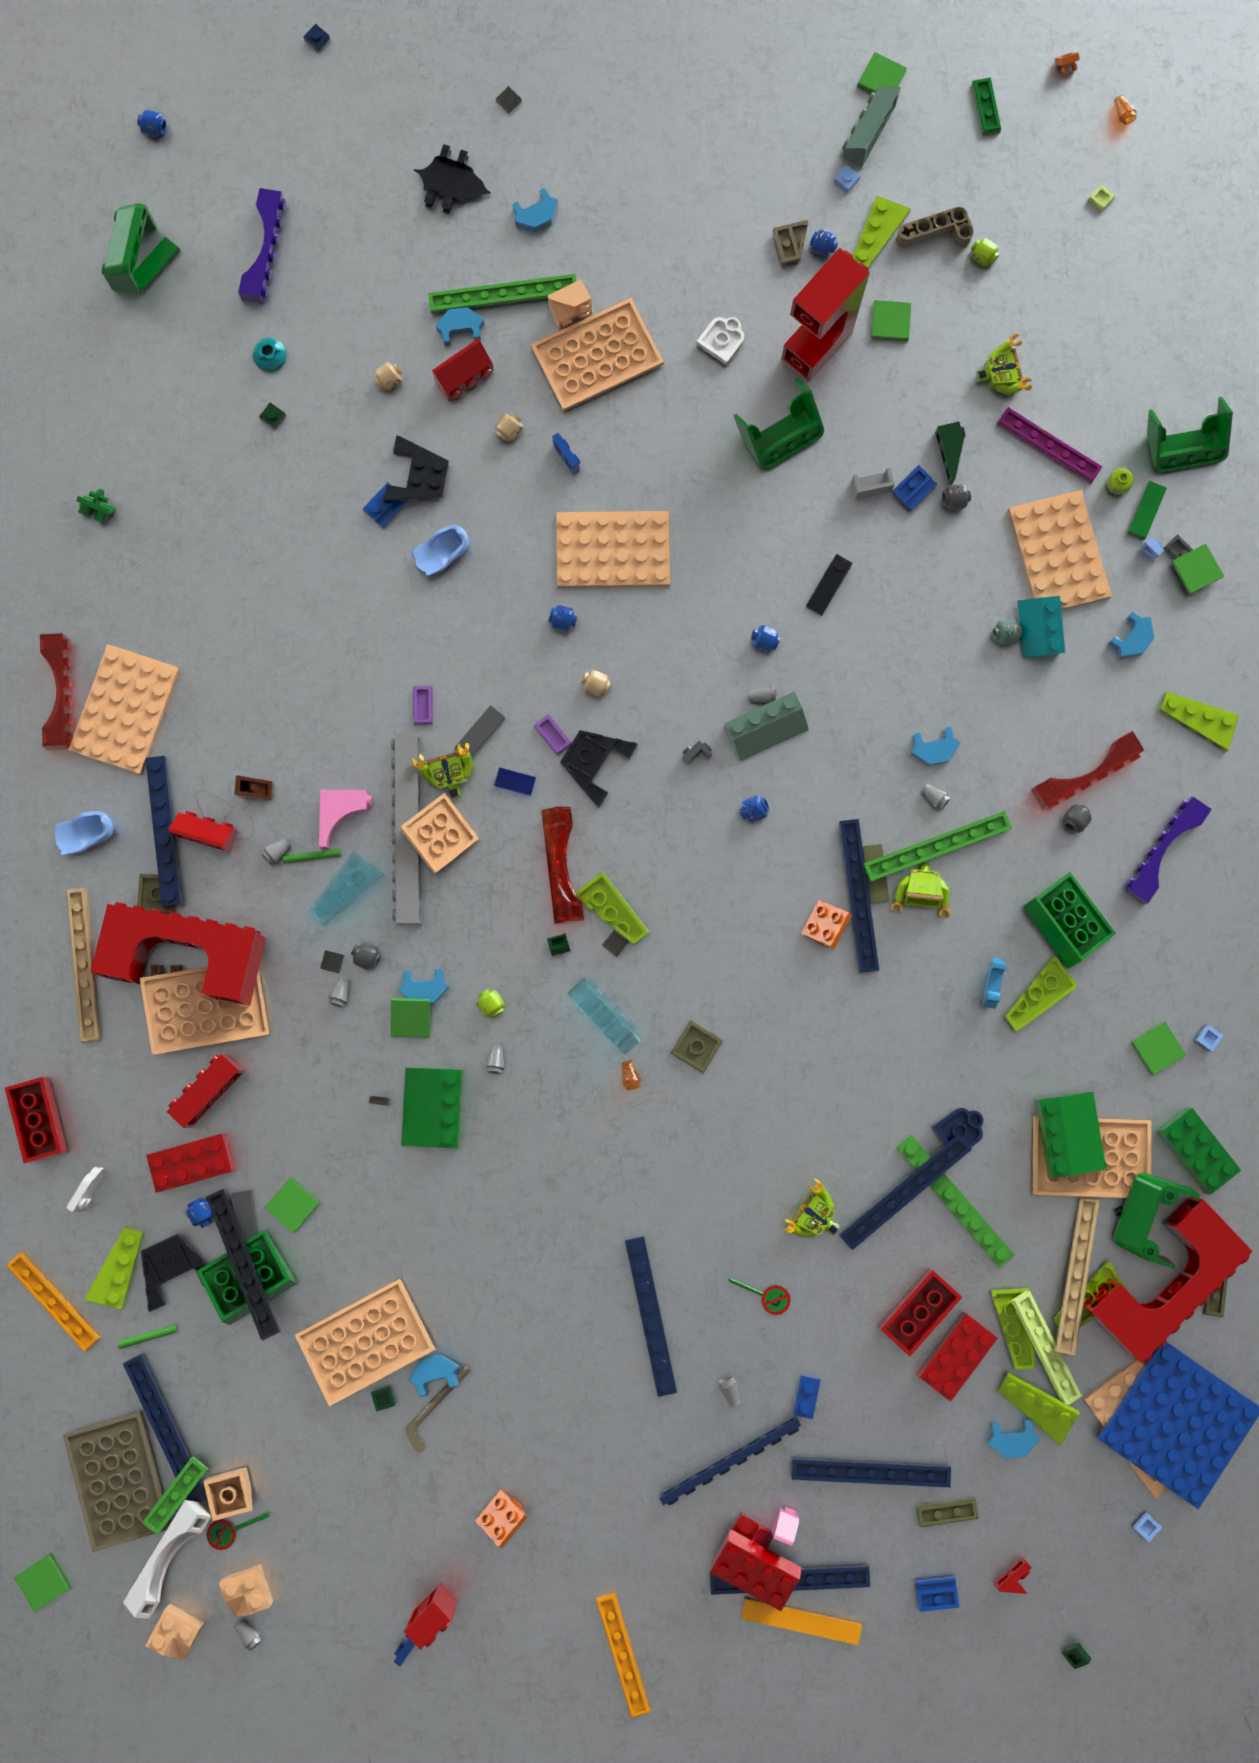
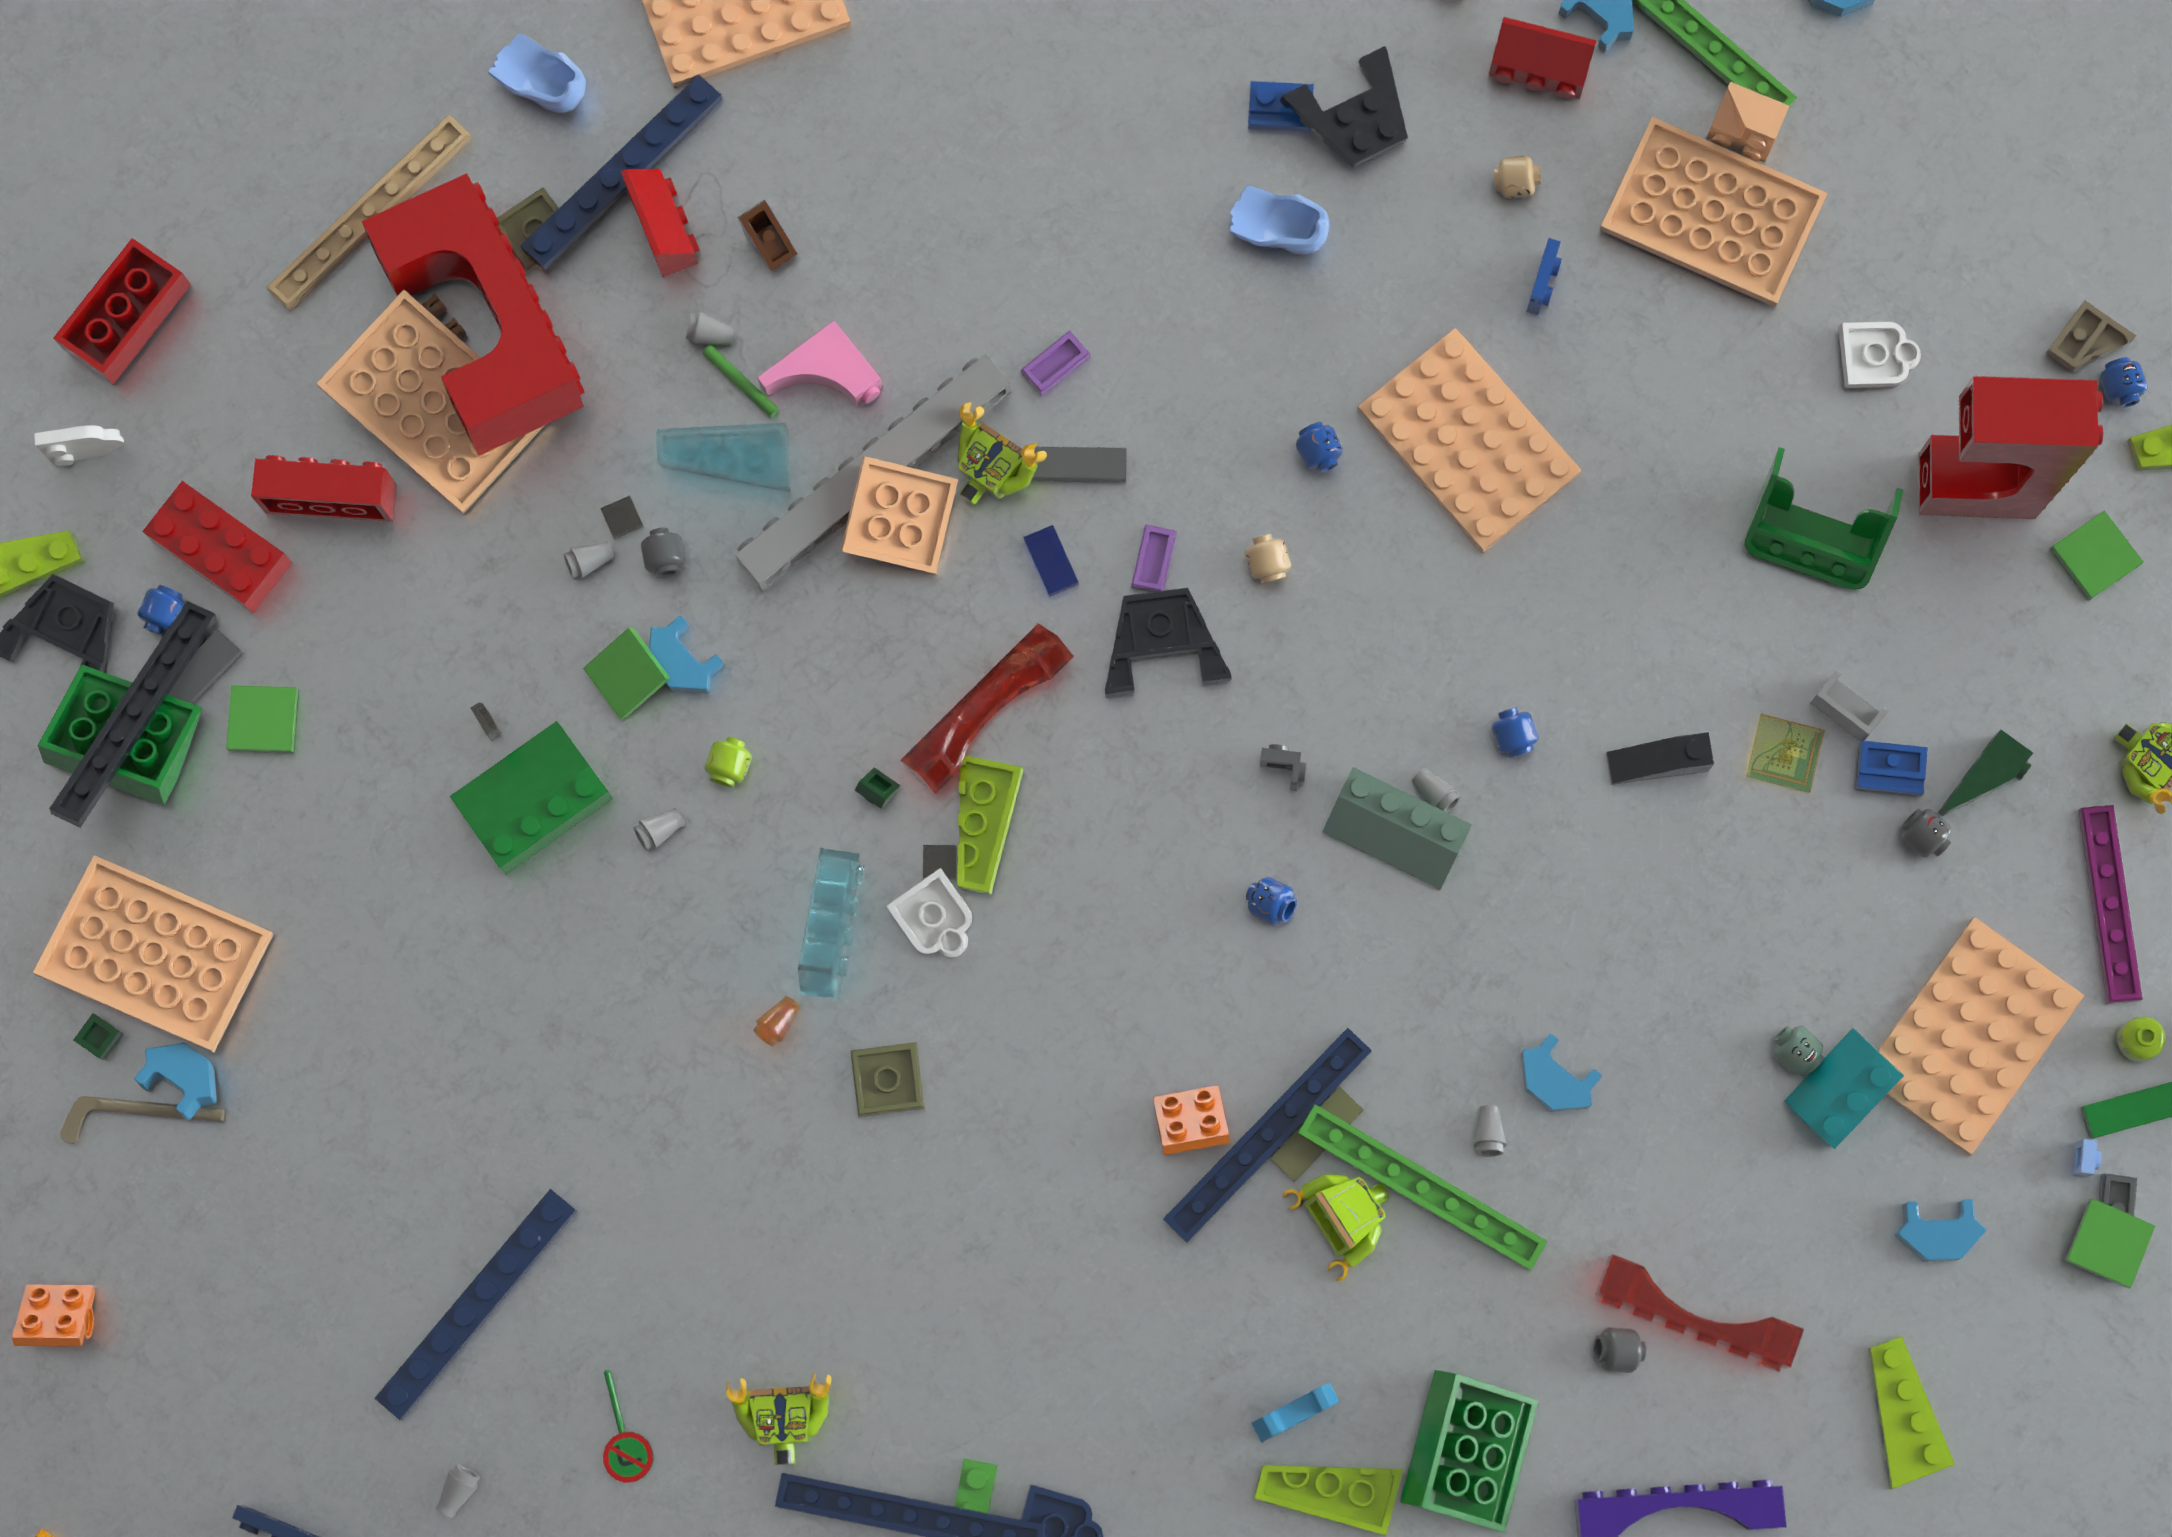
camera: 55 degrees right, 5 degrees down
(638, 966) = (934, 916): none -> white plate
(869, 528) = (1785, 753): none -> clear yellow piece

